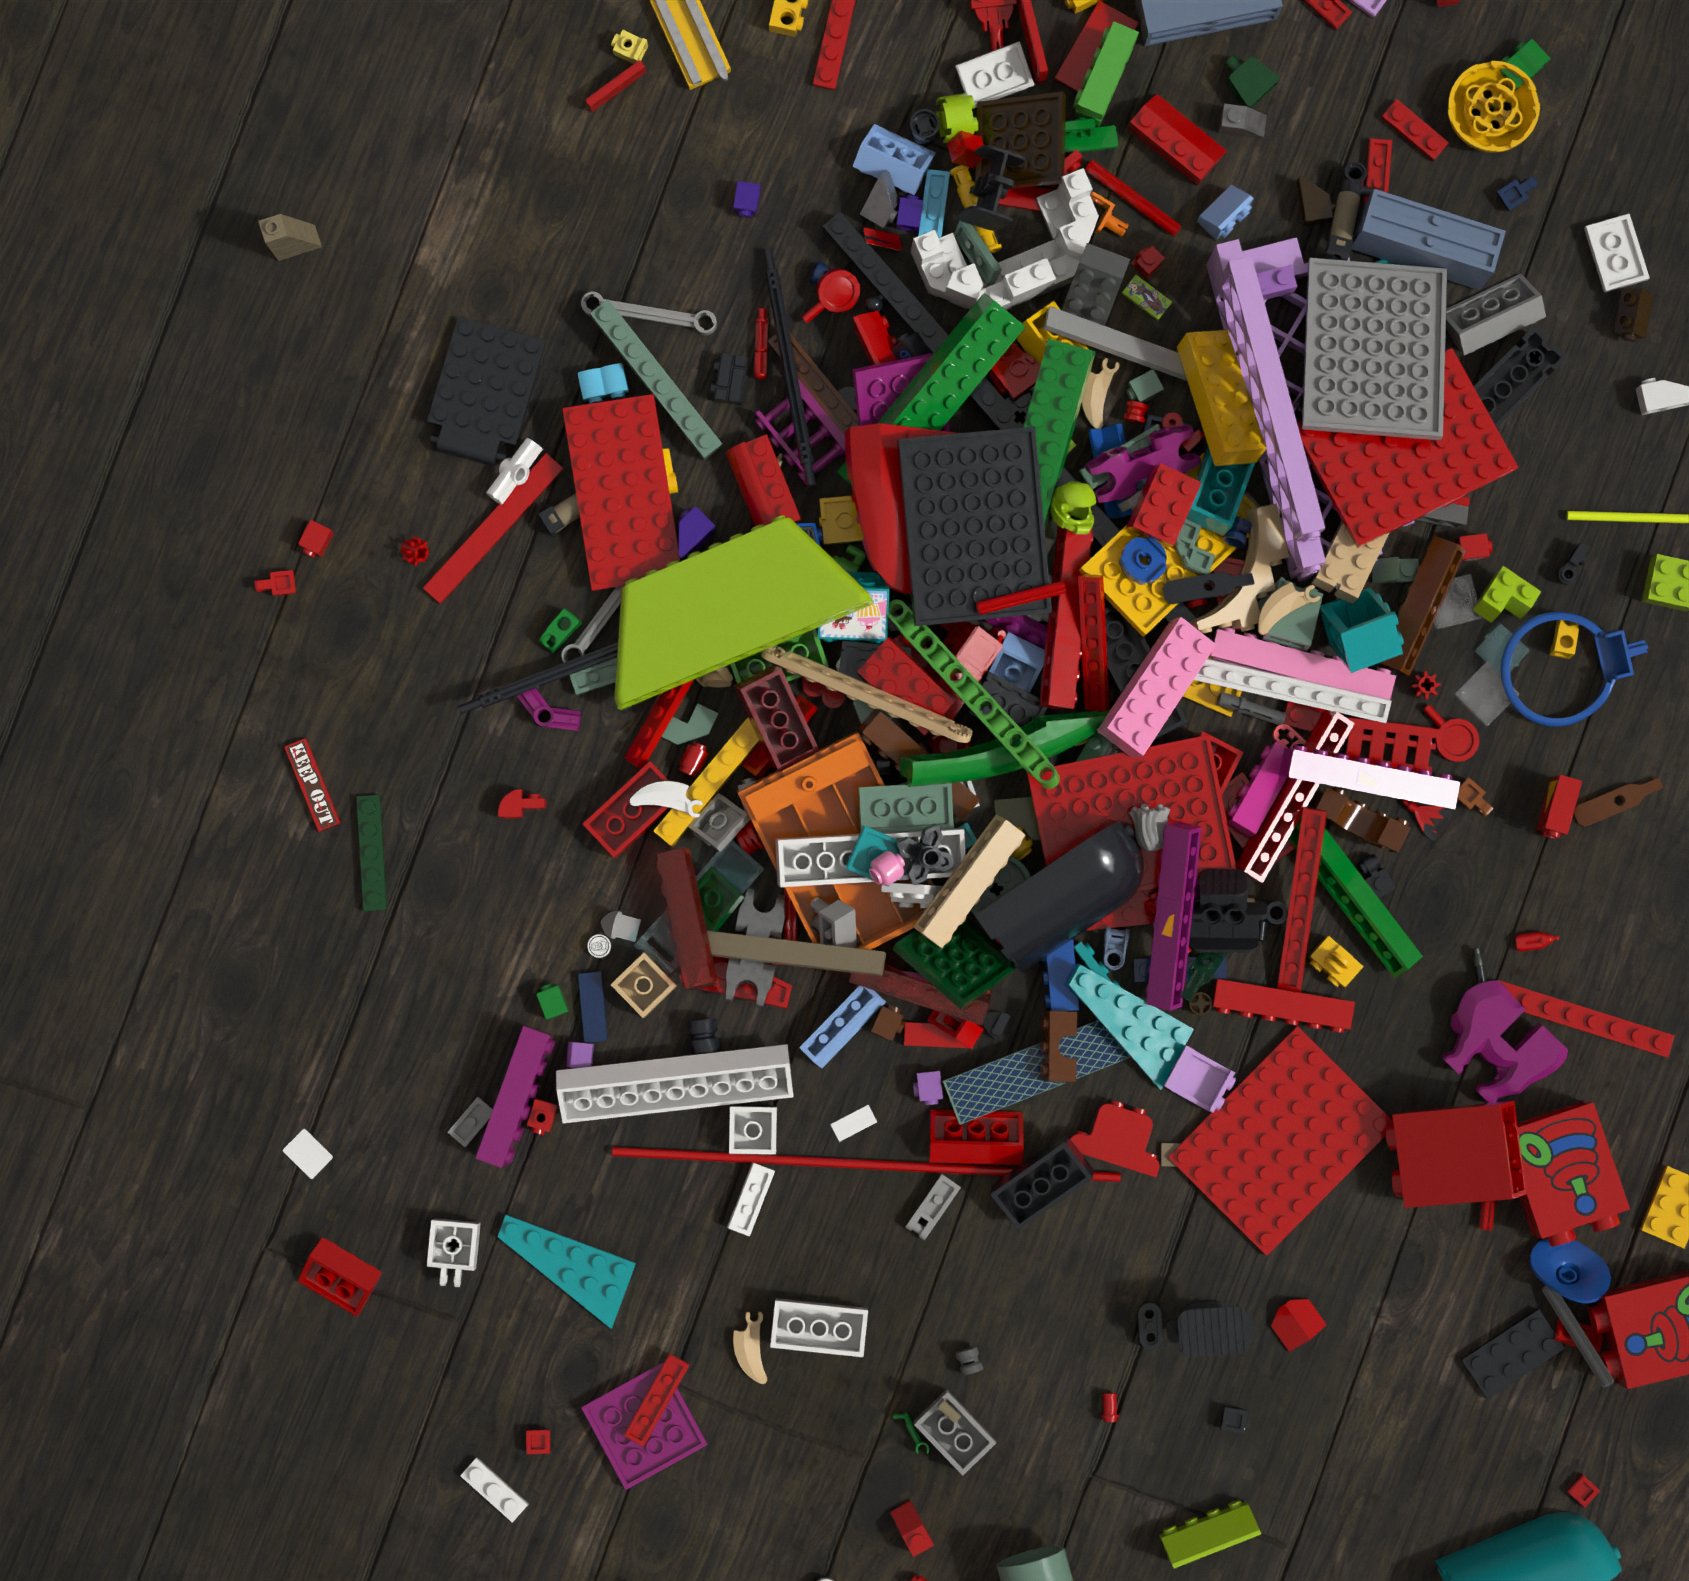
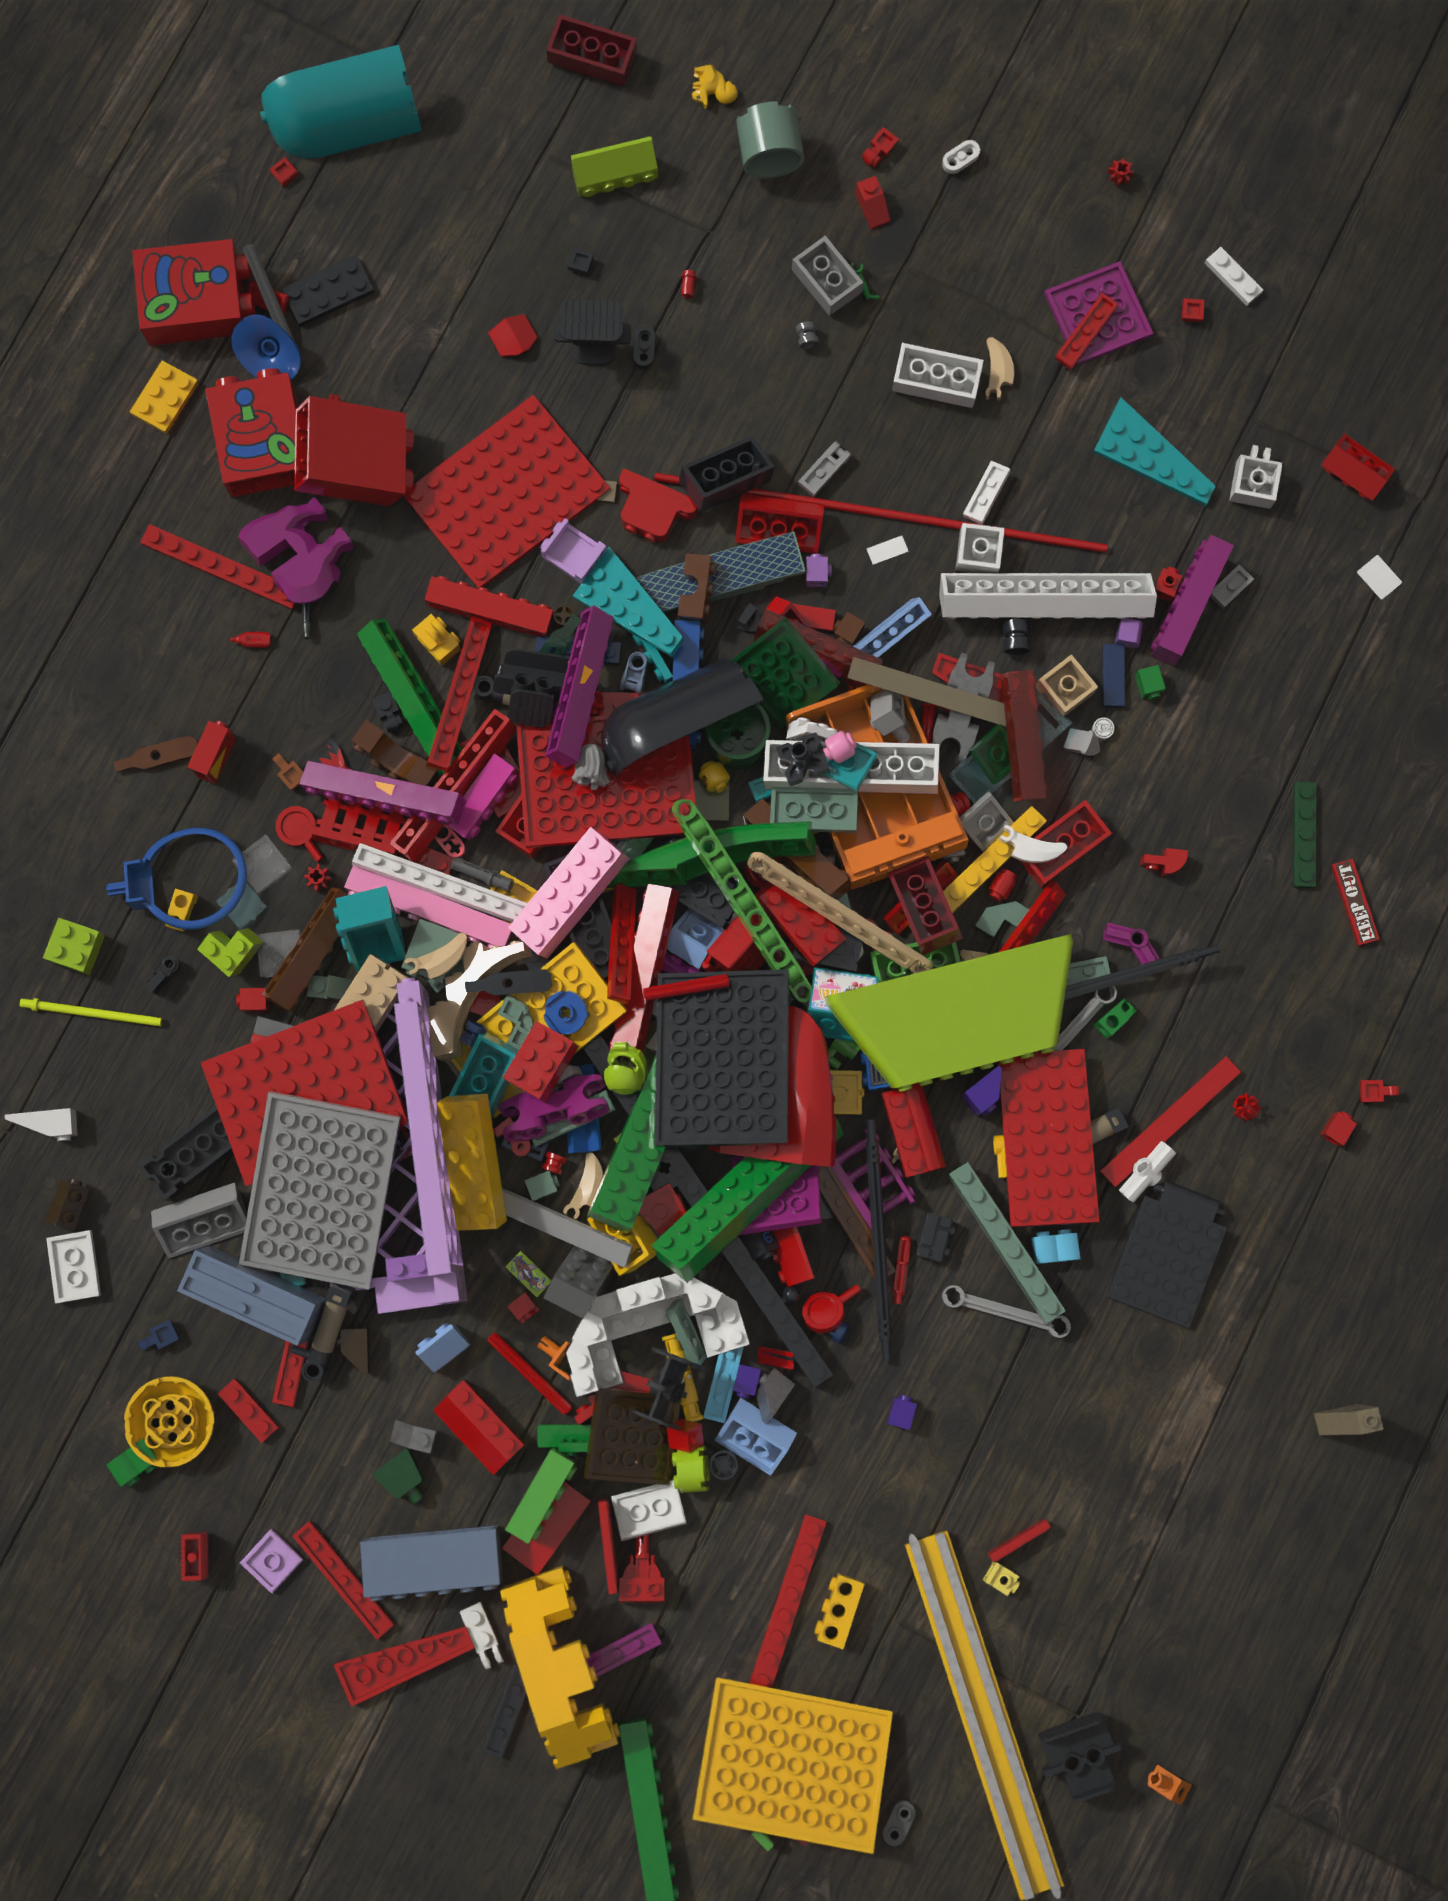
camera: 175 degrees left, 5 degrees down
(949, 1411) = (831, 286): dark tan tile -> none
(969, 881) = (764, 732): tan brick -> none

